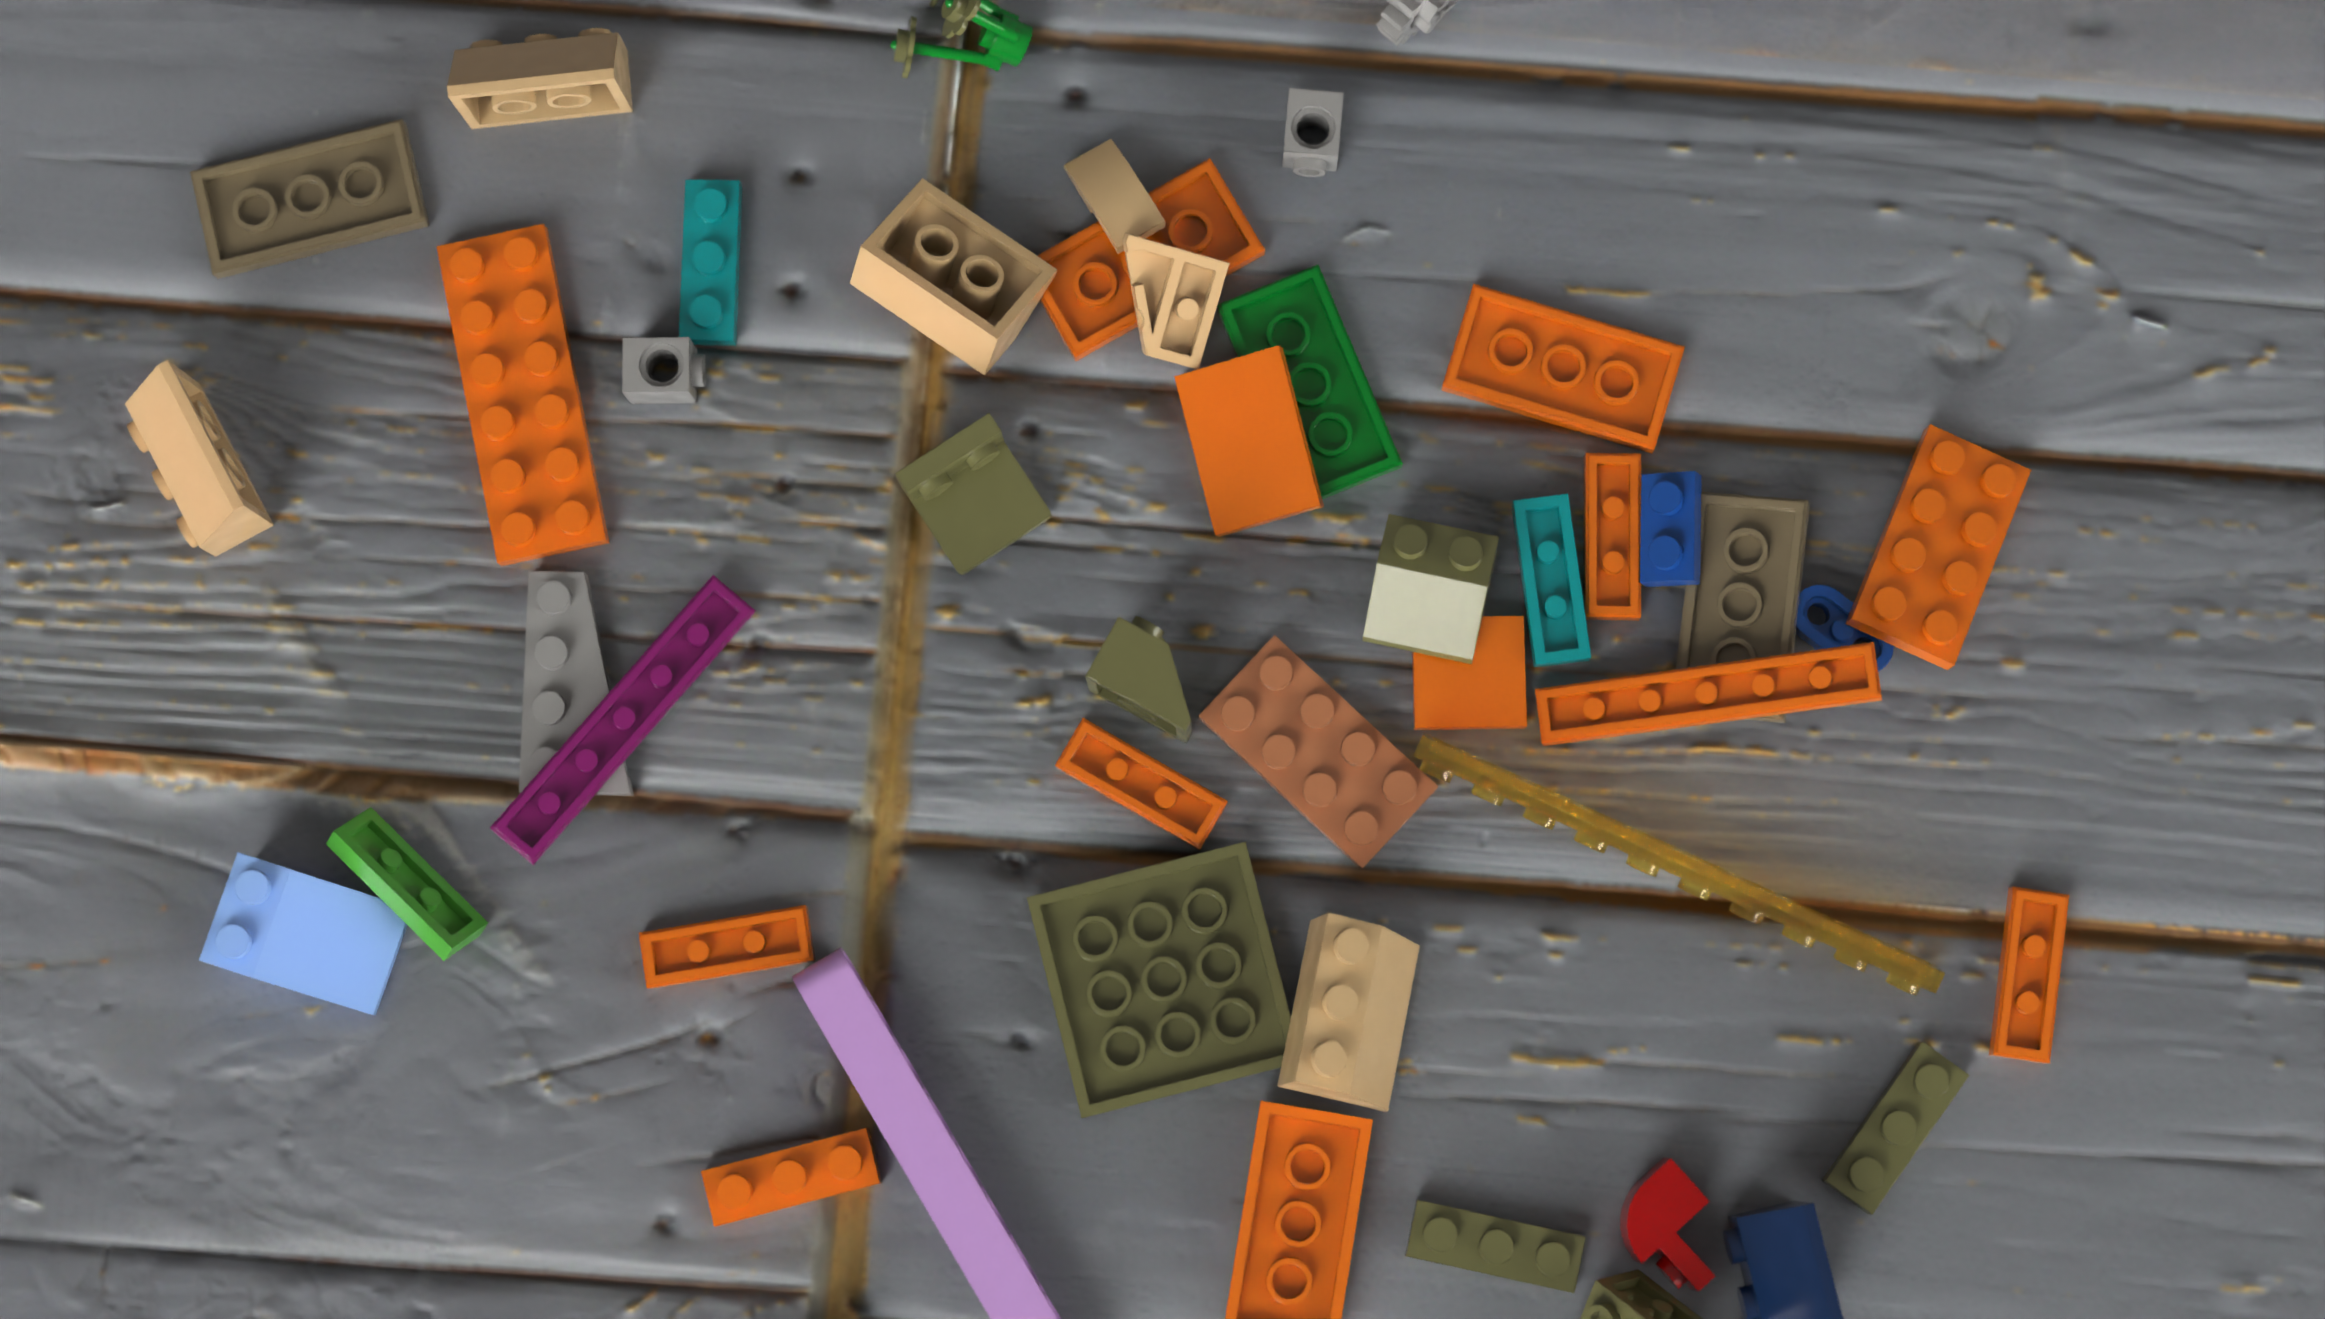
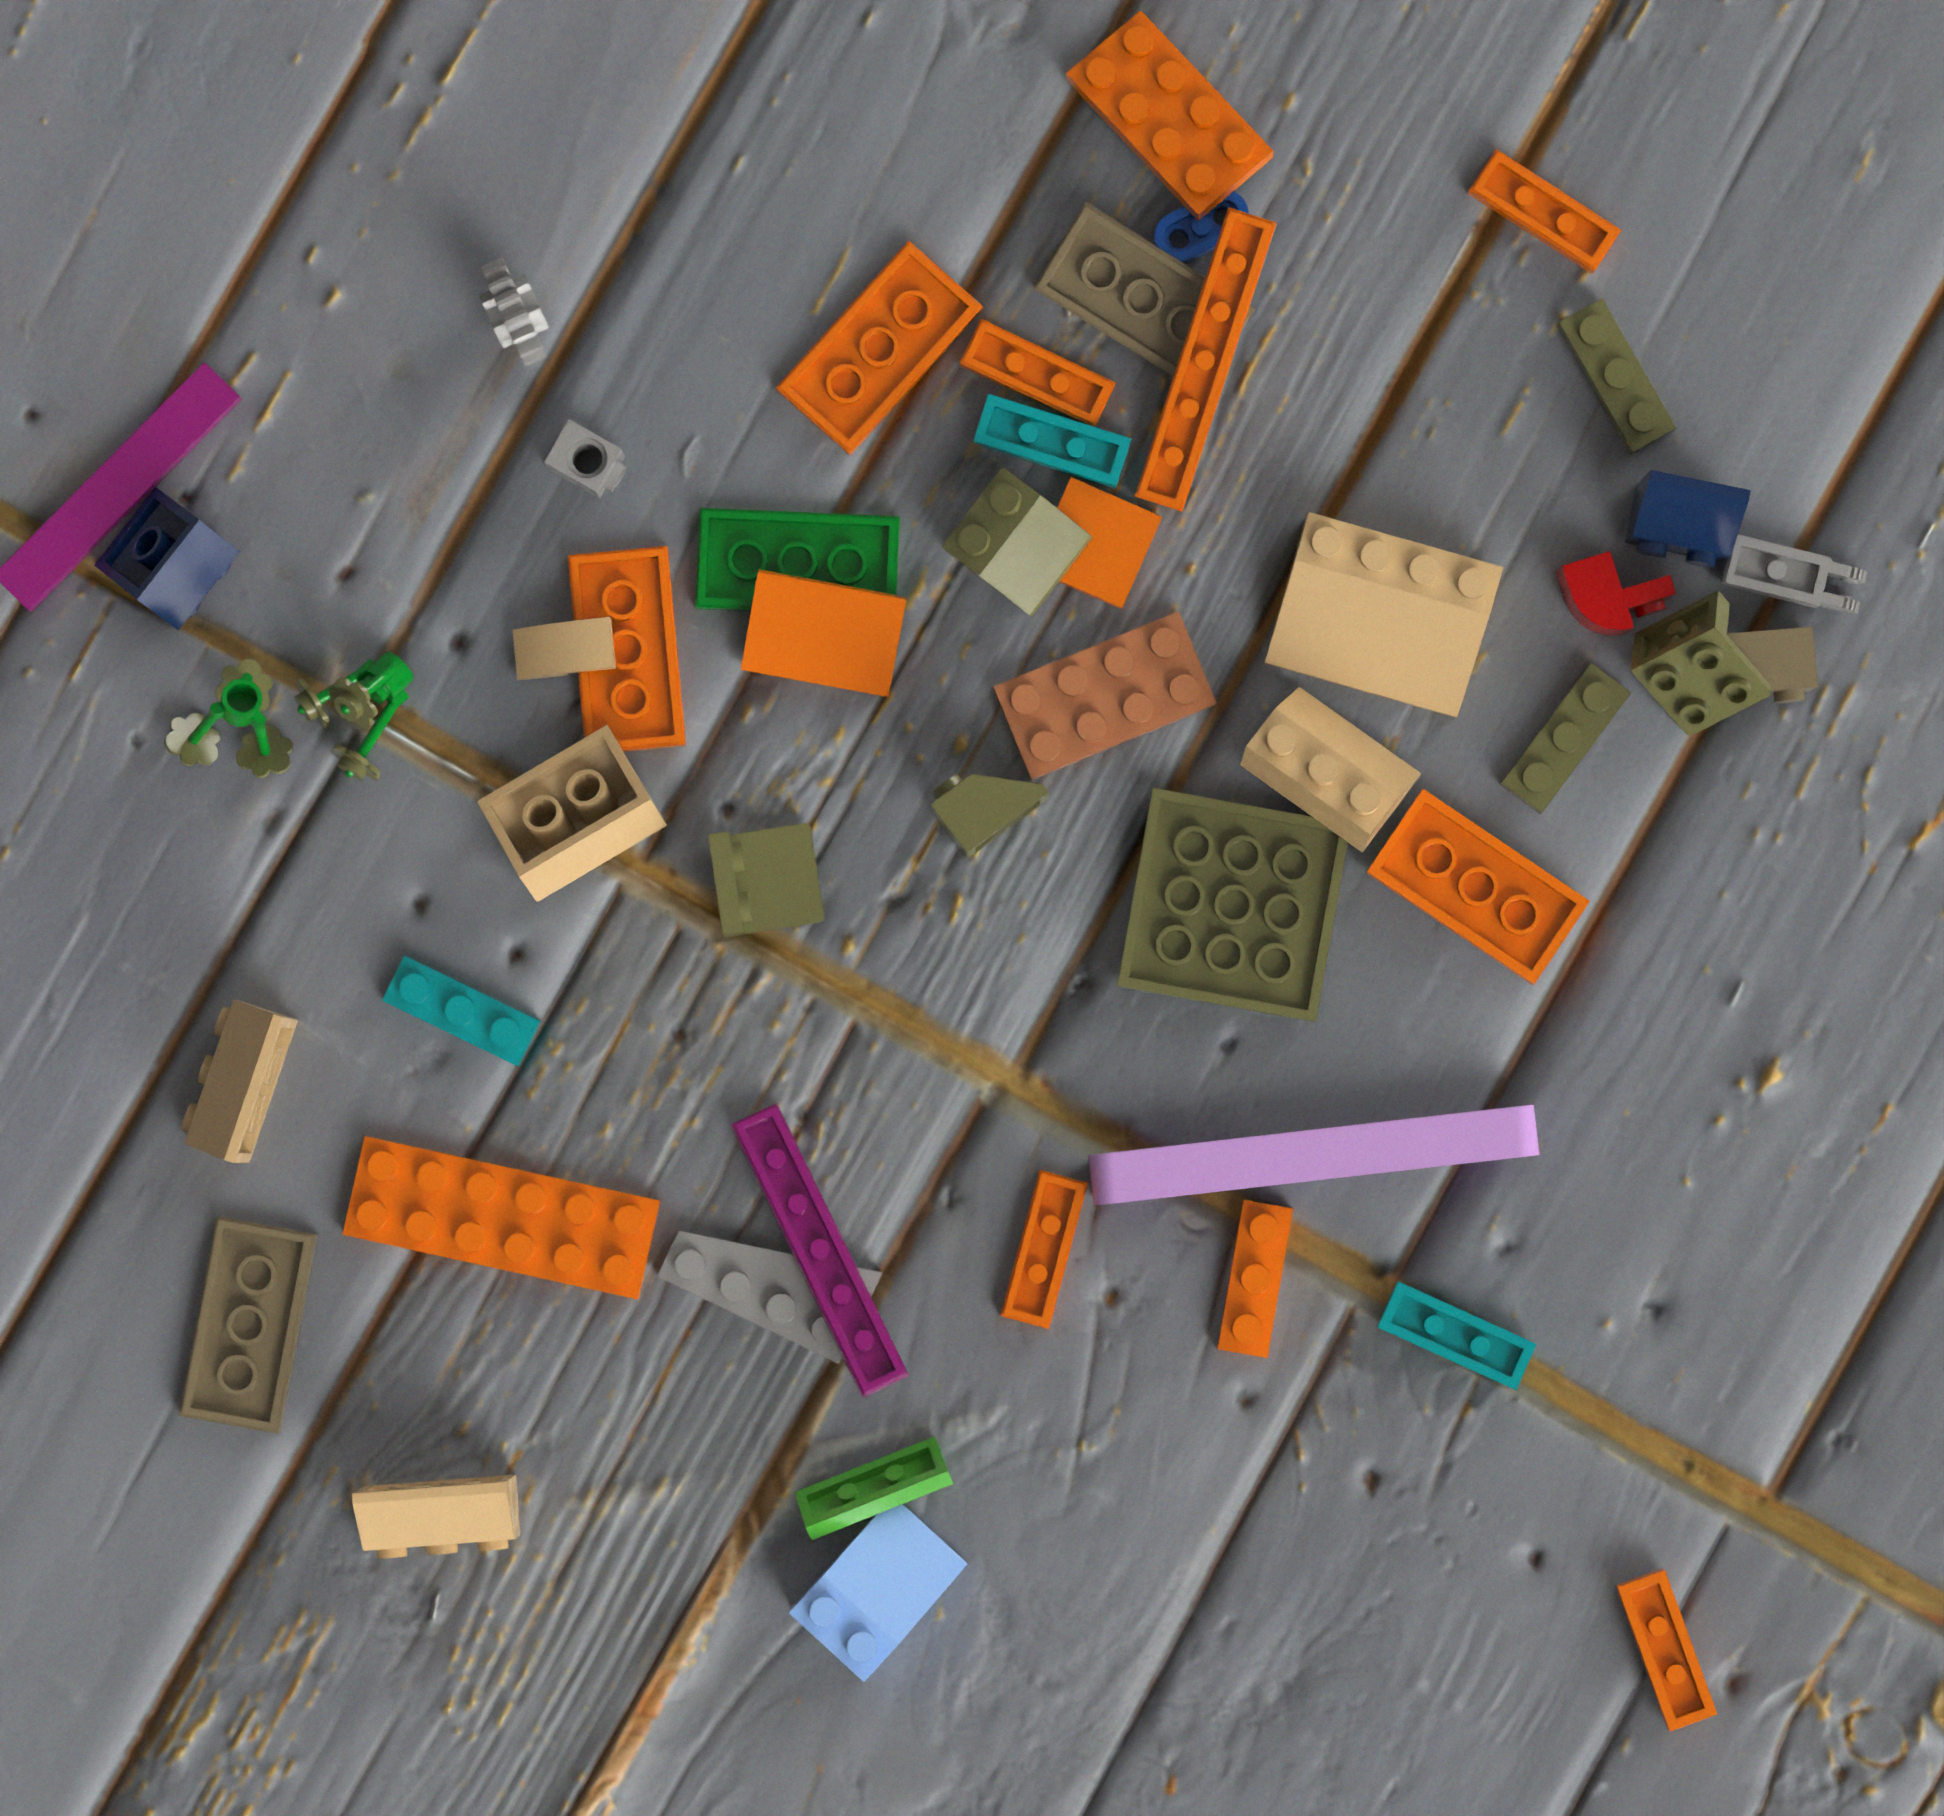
camera: 70 degrees left, 5 degrees up
(641, 358) = (519, 1103): light grey brick -> none
(1141, 784) = (1065, 851): orange tile -> none
(1173, 298) = (676, 639): tan wing -> none
(1533, 996) = (1383, 614): none -> tan slope
(1670, 529) = (1054, 324): blue plate -> none
(1696, 874) = (1344, 437): clear yellow plate -> none

